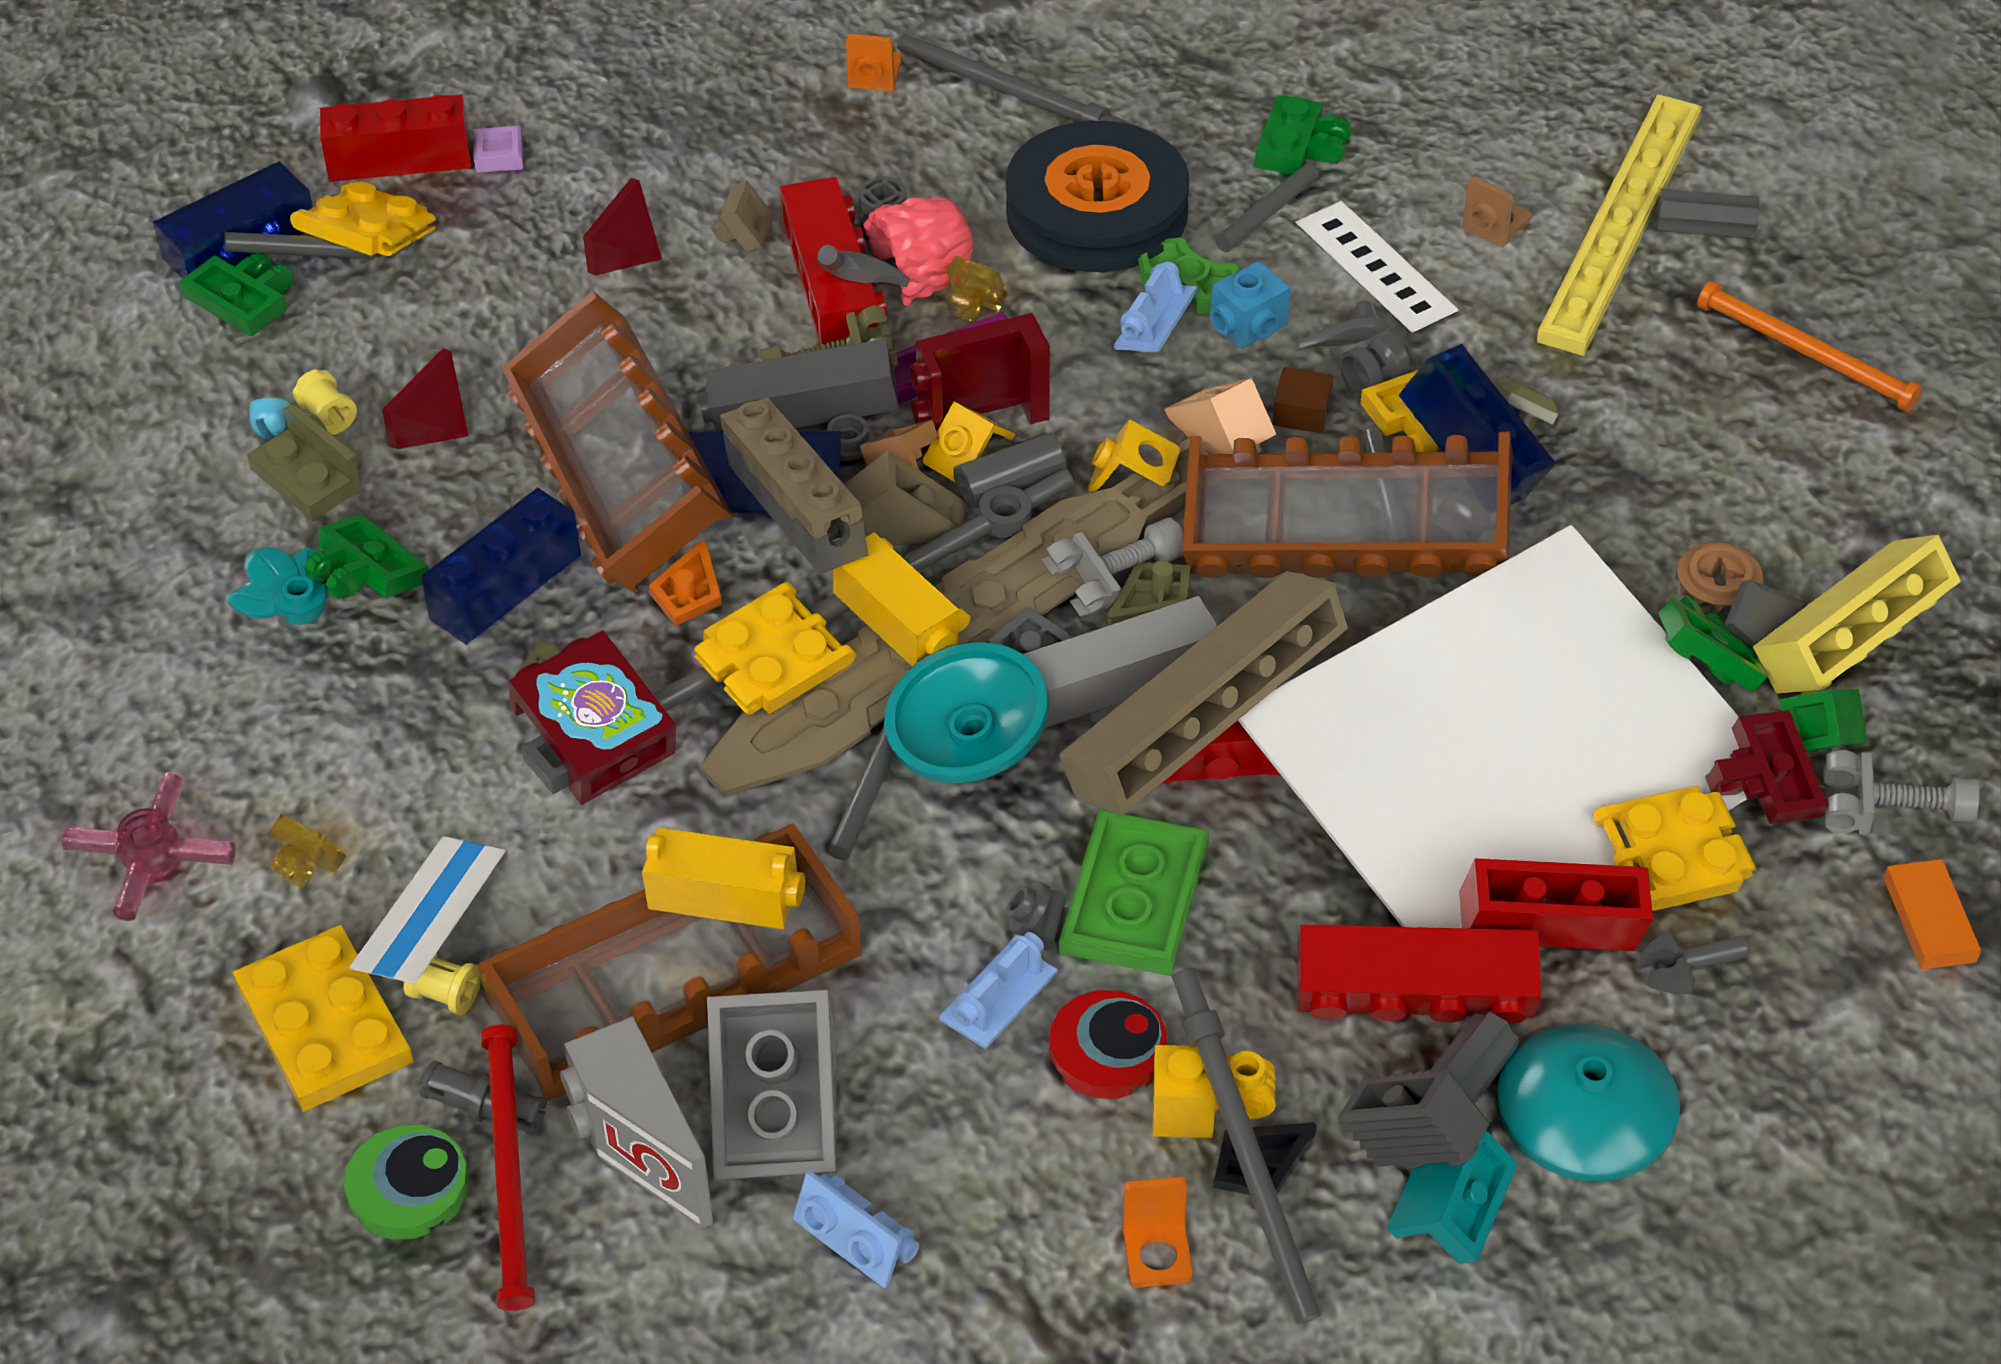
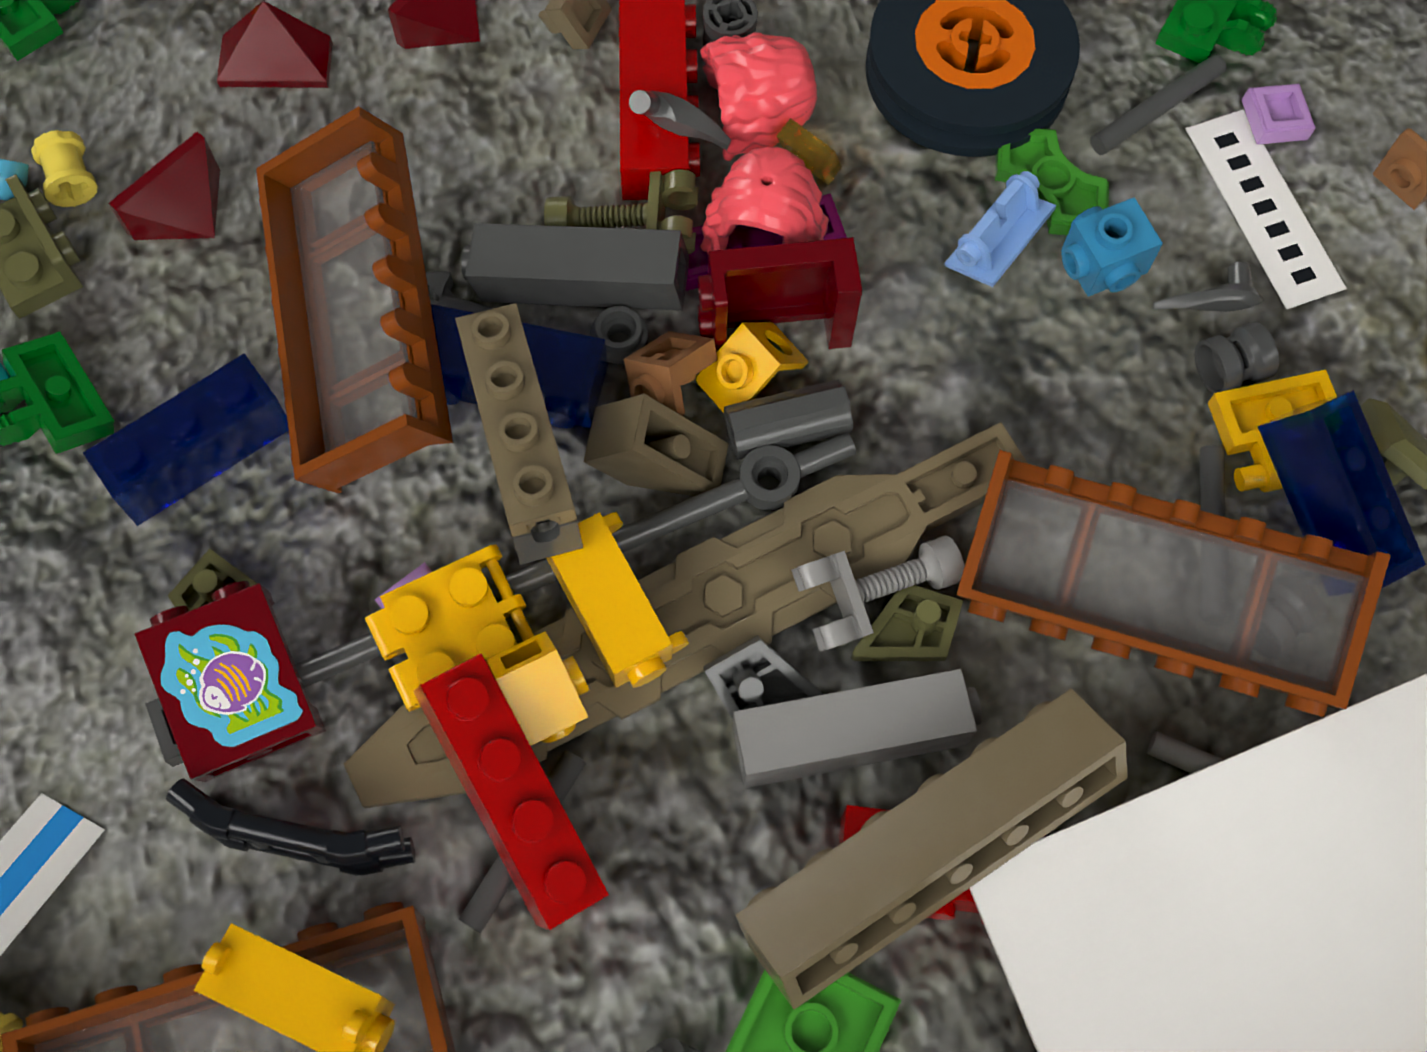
camera: 10 degrees right, 20 degrees up
(481, 291) = (274, 52): none -> dark red slope
(687, 586) = (393, 504): orange piece -> none
(701, 794) = (351, 852): none -> black piece
(851, 732) = (510, 792): none -> red brick
(857, 664) = (541, 688): none -> yellow brick
(944, 299) = (766, 192): none -> coral hair
(964, 693) = (621, 756): teal dish -> none
(1125, 451) = (916, 433): yellow bracket -> none
(1223, 415) = (1045, 401): light nougat slope -> none
(1302, 400) = (1143, 386): reddish brown piece -> none
(1370, 197) = (1278, 114): none -> lavender tile

